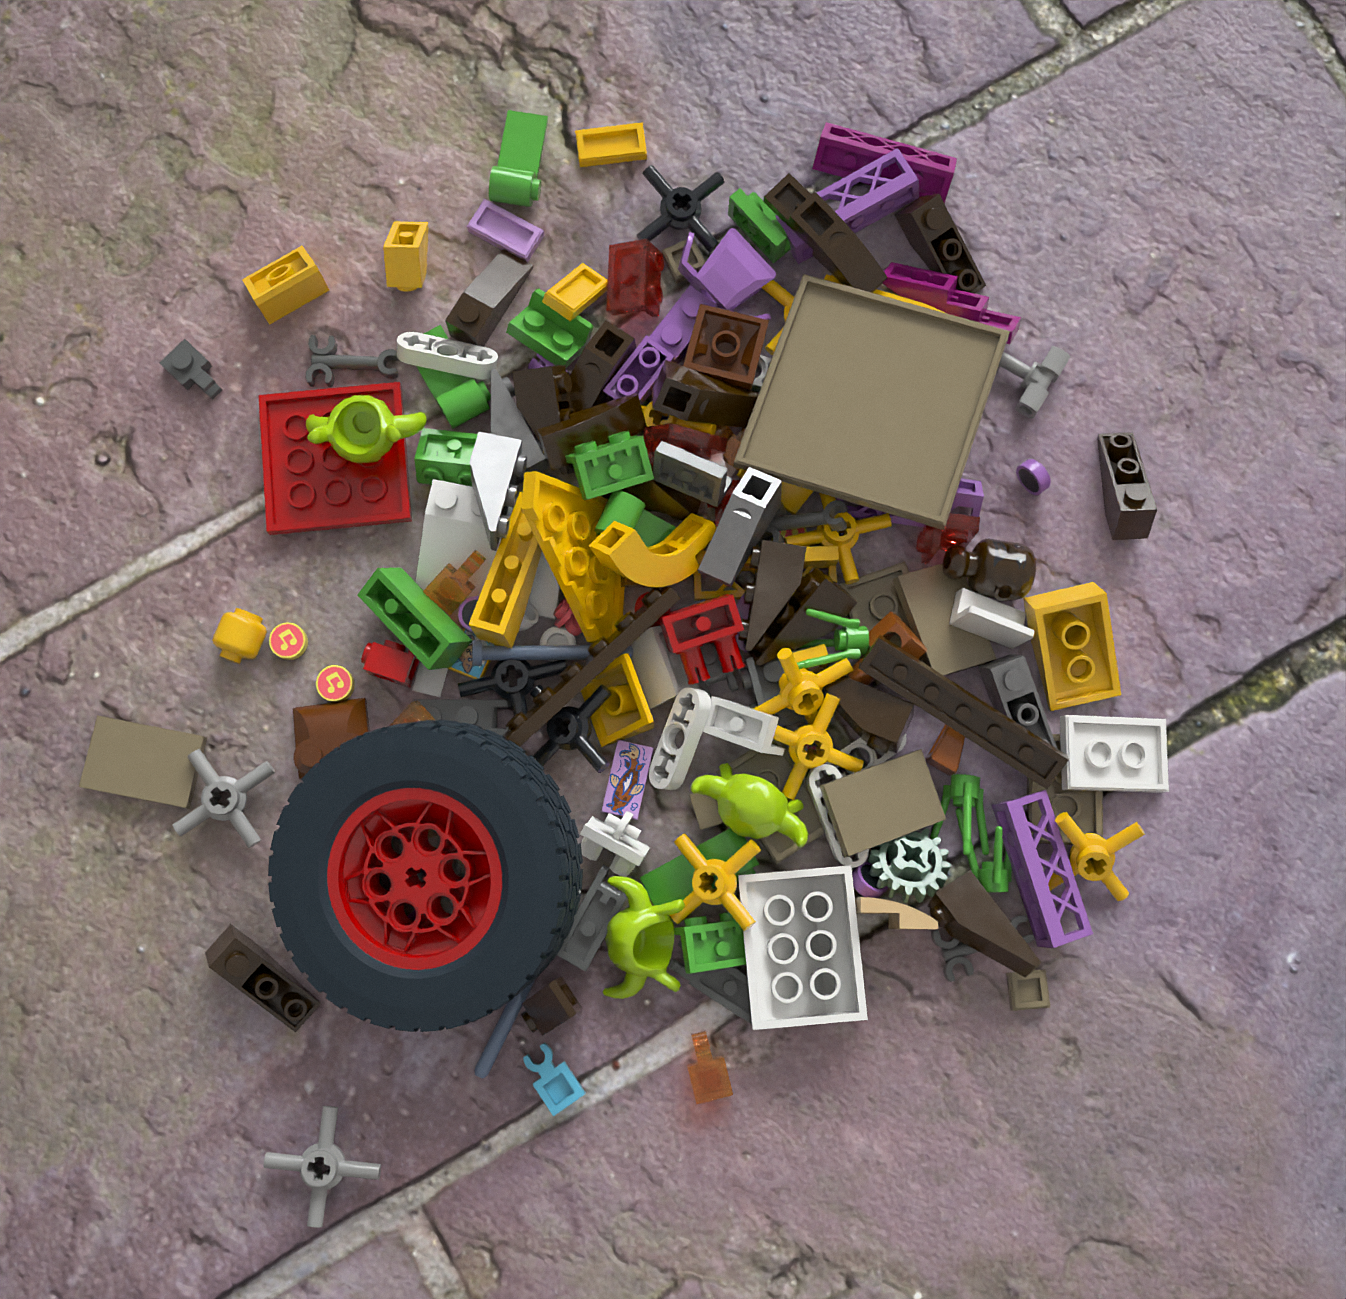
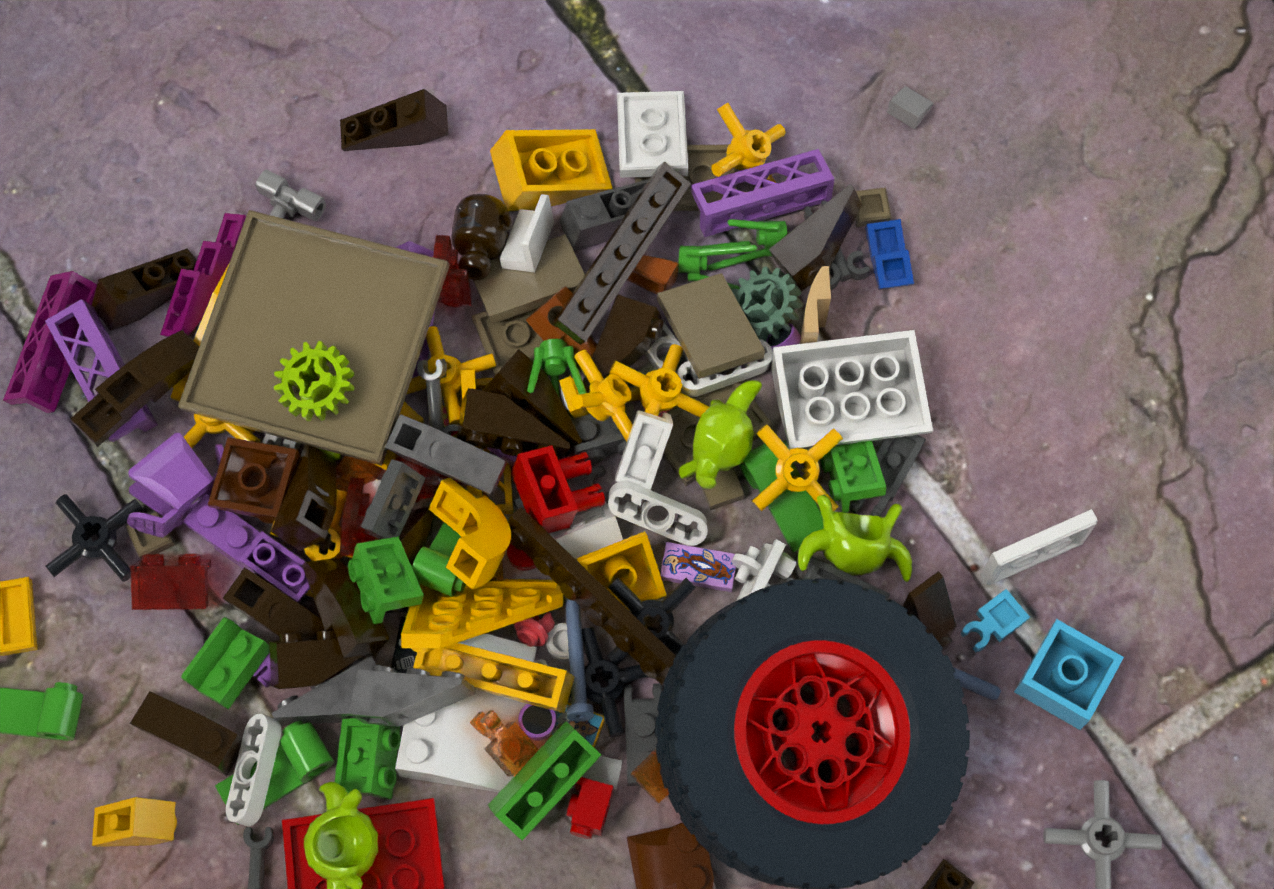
camera: 90 degrees left, 10 degrees down
(335, 683) = (613, 868): tile -> none
(487, 1150) = (1069, 674): none -> medium azure brick
(505, 230) = (108, 722): lavender tile -> none
(575, 292) = (185, 637): yellow tile -> none
(621, 1134) = (1038, 548): none -> white tile
(709, 1074) = (974, 476): clear orange plate -> none
(758, 224) = (117, 457): bright green bracket -> none
(820, 411) = (306, 367): none -> lime gear
(969, 1005) = (888, 254): none -> blue slope
(1033, 476) = (386, 202): medium lavender tile -> none
(1152, 1044) = (909, 107): none -> light grey slope

